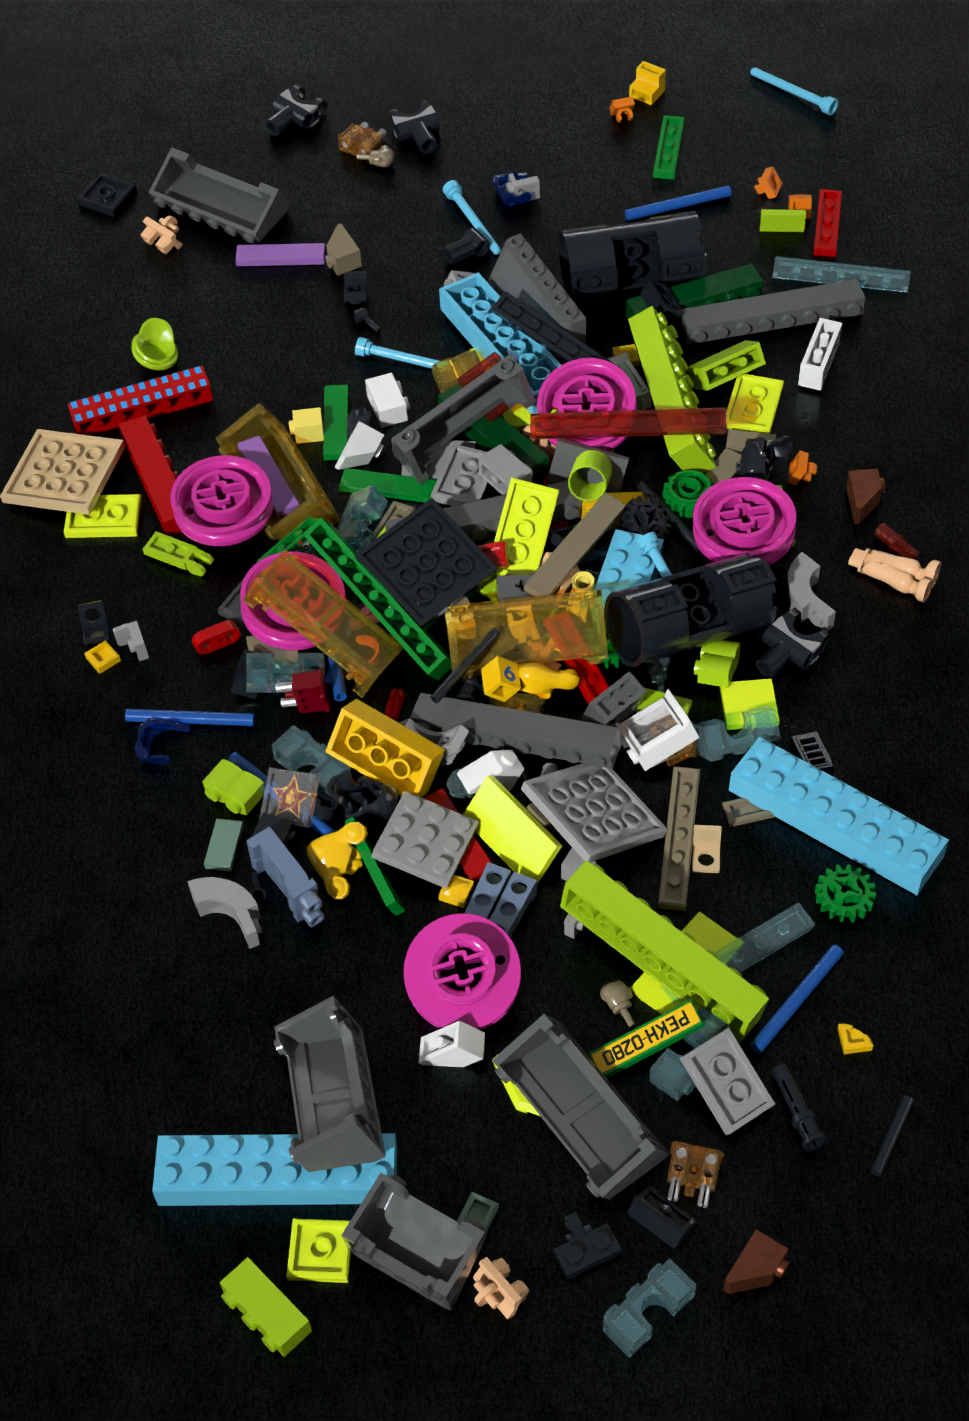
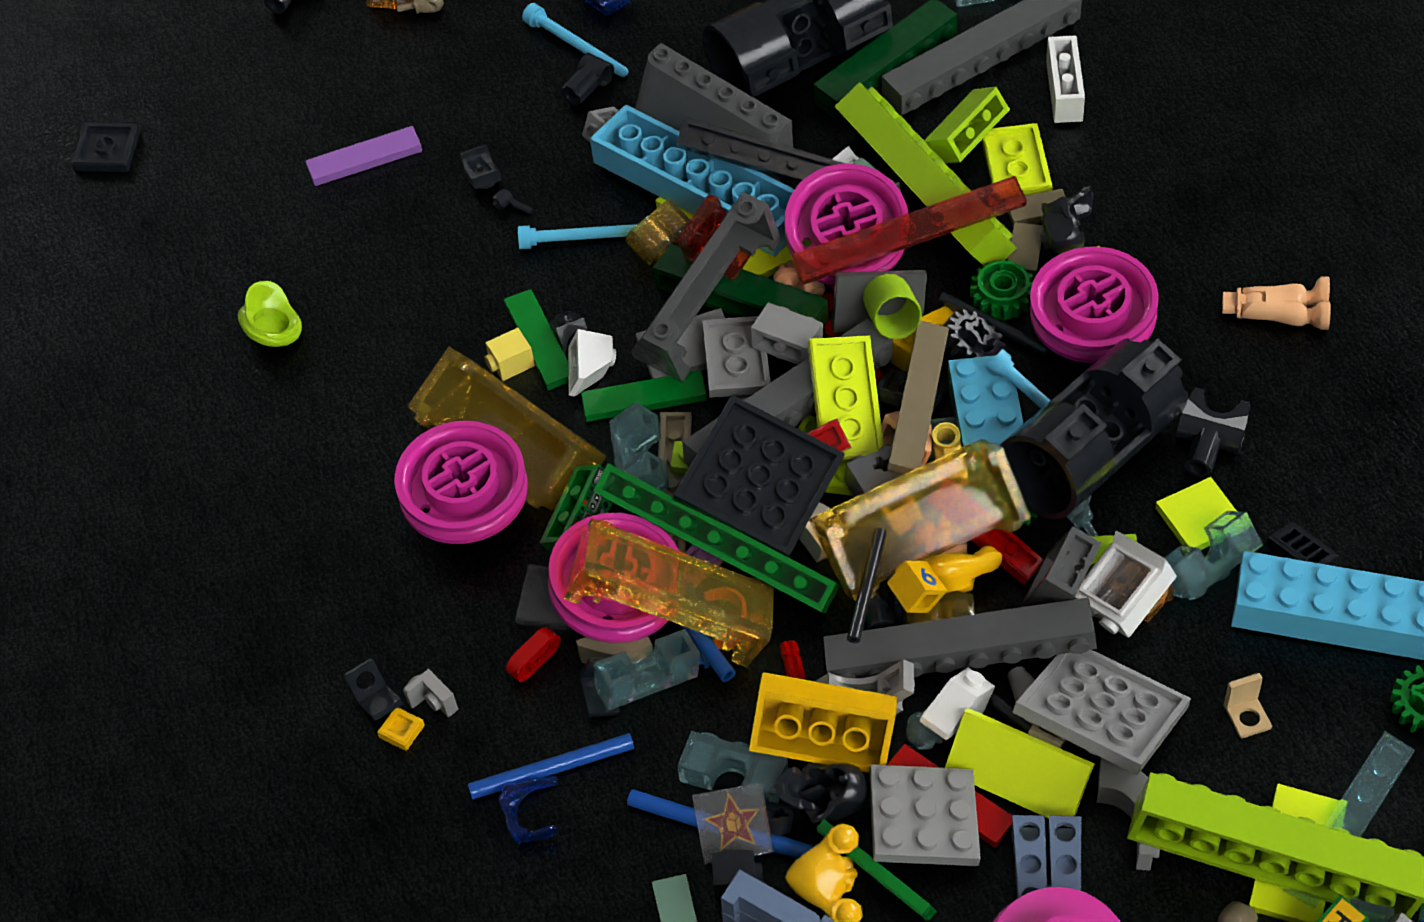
camera: 20 degrees left, 0 degrees up
(63, 471) = (232, 511): tan plate -> none
(109, 518) = (309, 550): neon yellow tile -> none
(145, 398) = (284, 392): red brick -> none
(152, 468) = (348, 474): red brick -> none
(163, 231) = (204, 169): light nougat hips -> none
(177, 553) = (430, 566): lime hinge -> none
(217, 198) = (253, 110): dark grey windscreen -> none
(233, 787) = (653, 834): lime brick -> none
(283, 498) = (465, 407): medium lavender tile -> none
(306, 691) = (685, 684): dark red piece -> none
(342, 252) = (442, 129): dark tan slope -> none
(387, 400) = (589, 292): white brick -> none
(457, 891) = (990, 865): yellow tile -> none
(631, 350) = (837, 145): yellow tile -> none
(662, 299) = (851, 70): black slope -> none
(679, 839) = (1207, 705): dark tan tile -> none
(717, 663) = (1145, 480): lime brick -> none
(742, 811) = (1259, 646): dark tan tile -> none
(799, 596) = (1197, 369): light grey arch -> none
(801, 468) = (1111, 219): orange tile -> none
(864, 492) = (1195, 224): copper slope -> none
(896, 542) = (1261, 270): clear red axle -> none

